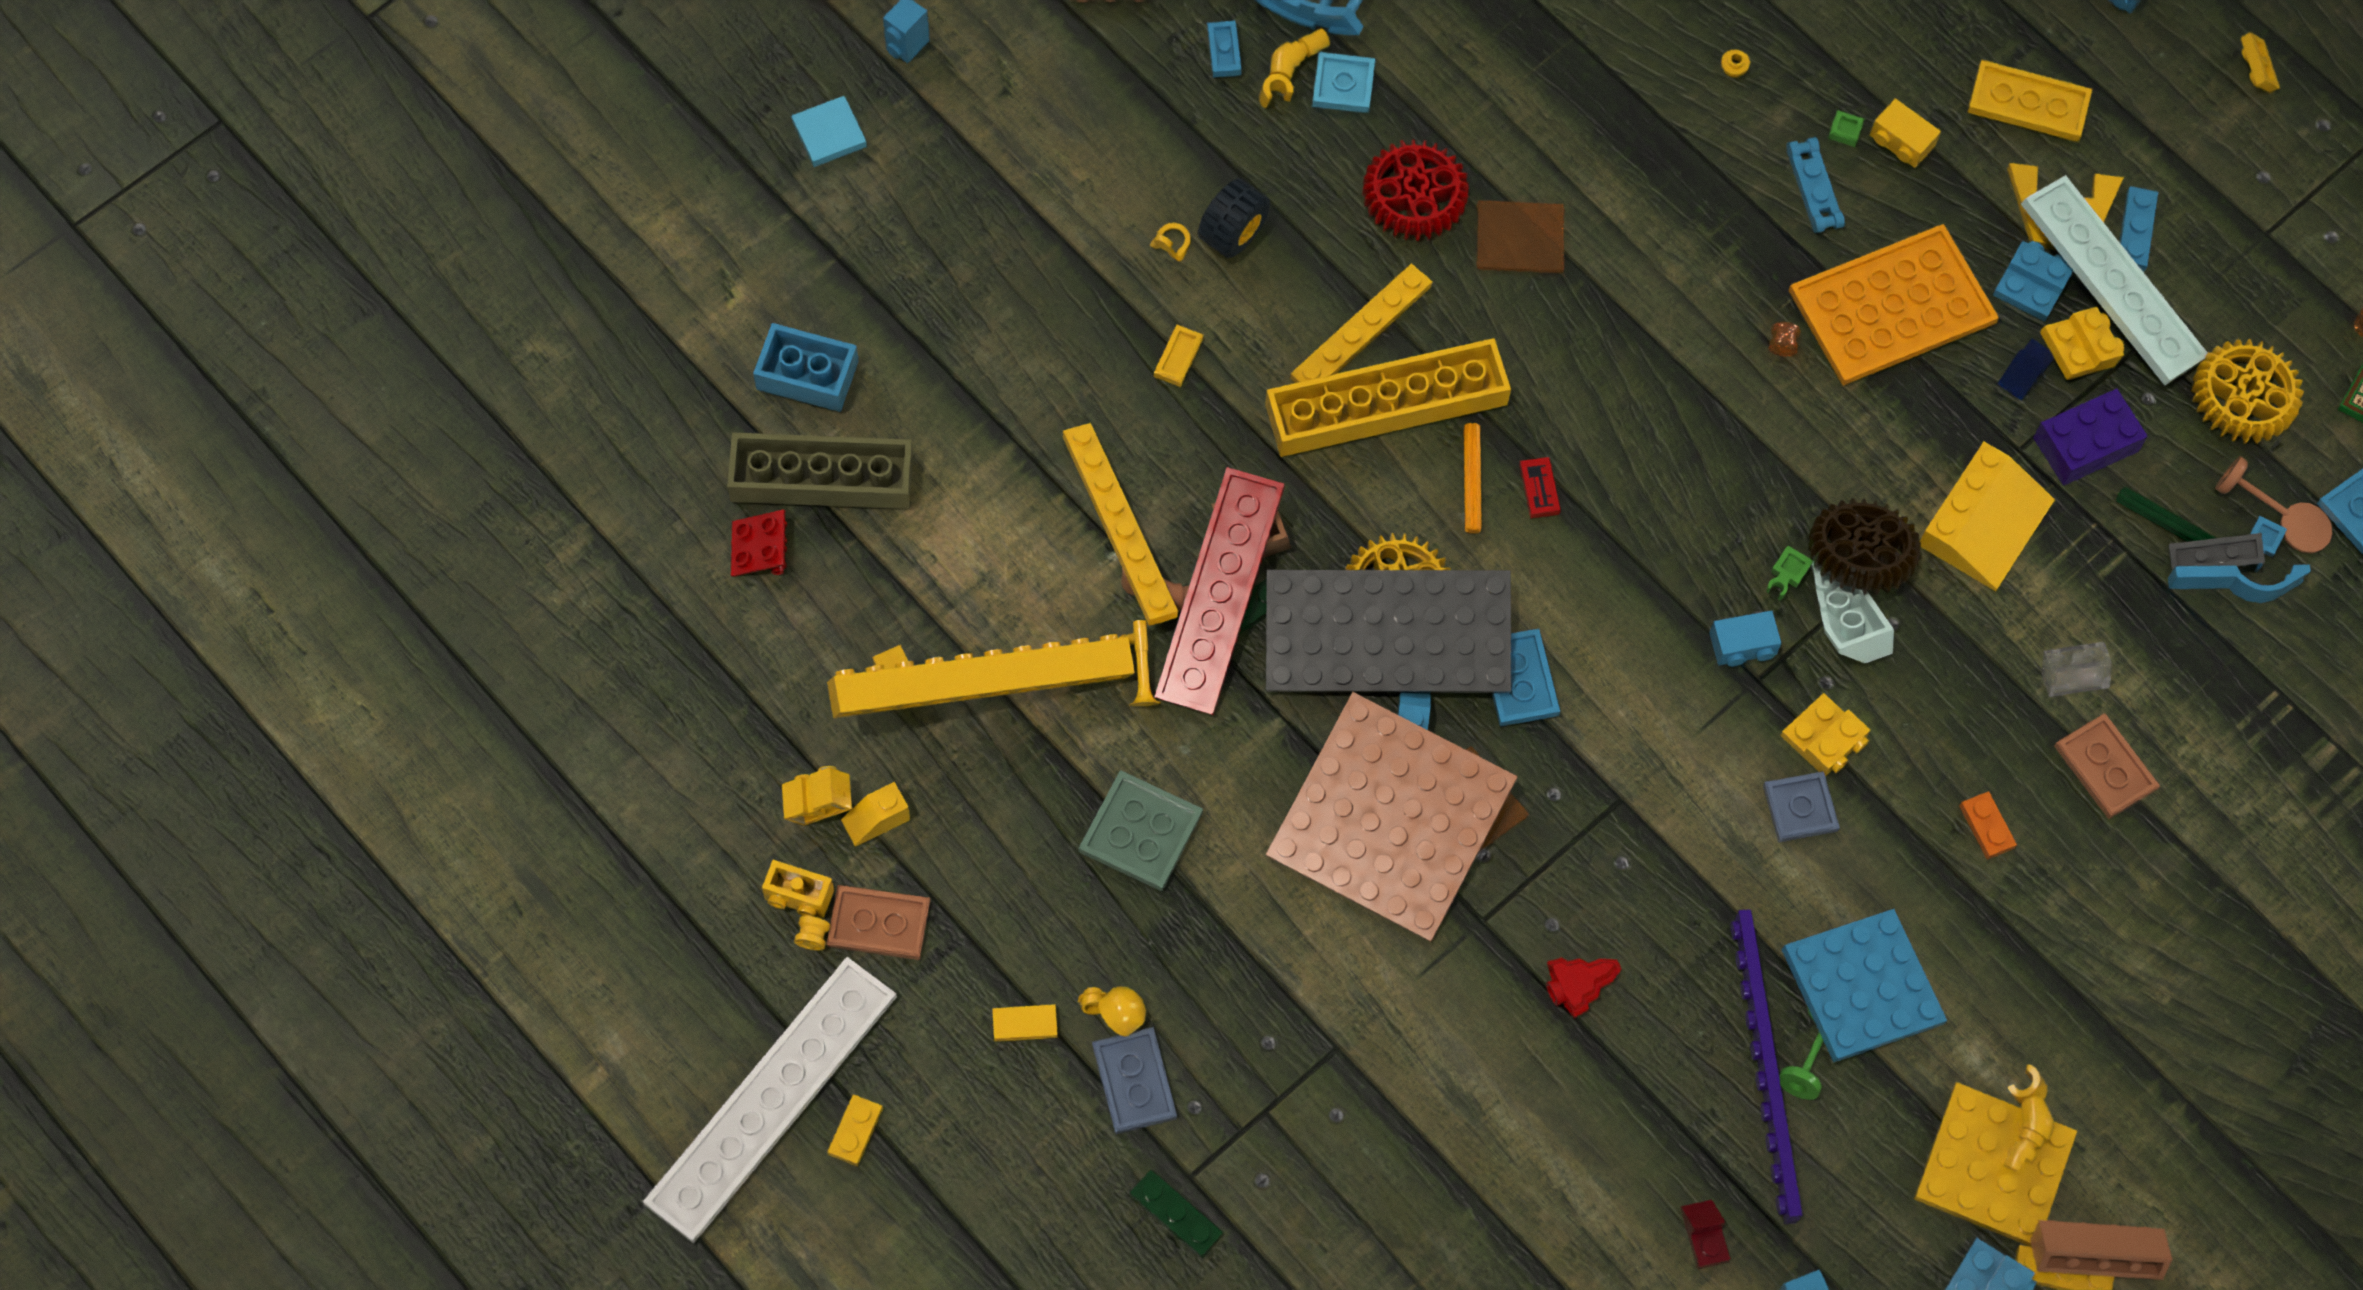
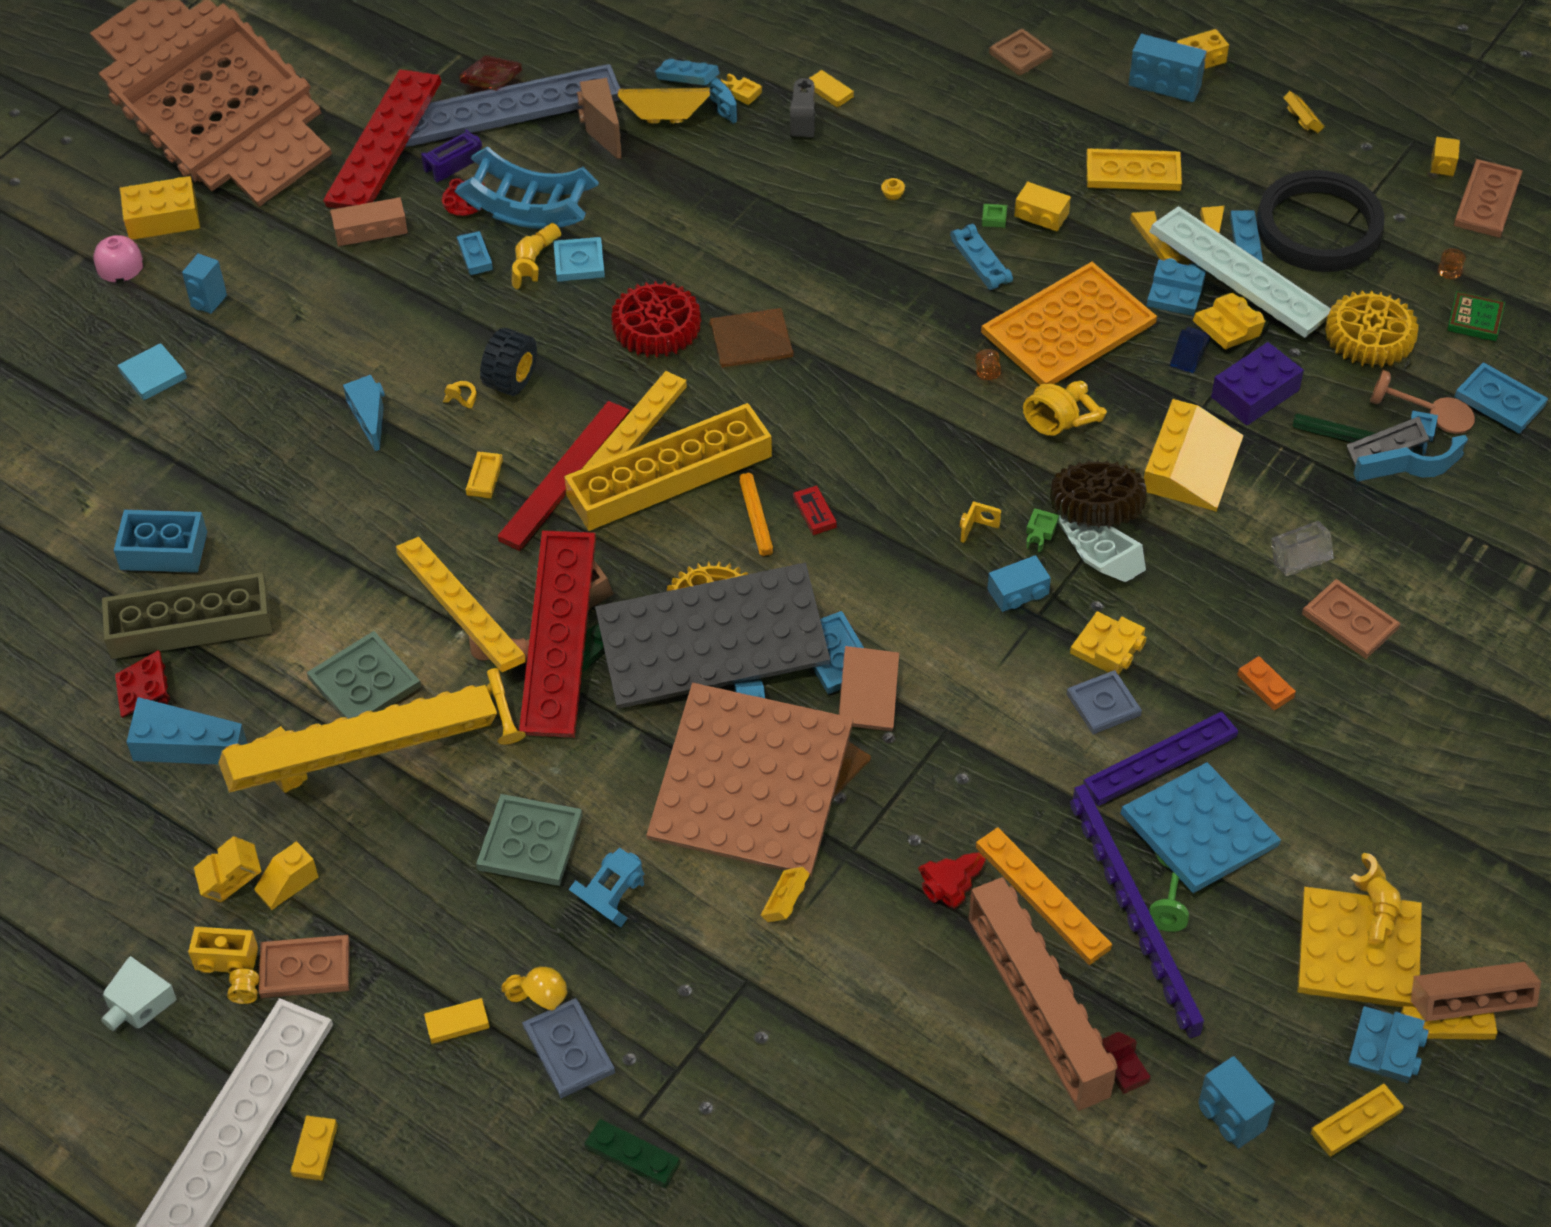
camera: 10 degrees left, 15 degrees down
(700, 918) = (136, 996): none -> light aqua torso
(793, 620) = (179, 735): none -> dark azure wedge
(998, 593) = (364, 677): none -> sand green plate
(1063, 233) = (366, 403): none -> dark azure slope
(1234, 893) = (606, 901): none -> dark azure tile
(1269, 374) = (552, 488): none -> red tile
(1398, 960) = (785, 894): none -> yellow plate
(1545, 733) = (869, 687): none -> nougat tile
(1640, 1142) = (1042, 994): none -> nougat brick
(1673, 1024) = (1044, 896): none -> light orange plate
(1720, 535) = (974, 515): none -> yellow bracket
(1844, 892) = (1160, 758): none -> dark purple plate
(1846, 420) = (1056, 408): none -> yellow piece
(2256, 172) = (1319, 259): none -> black tyre

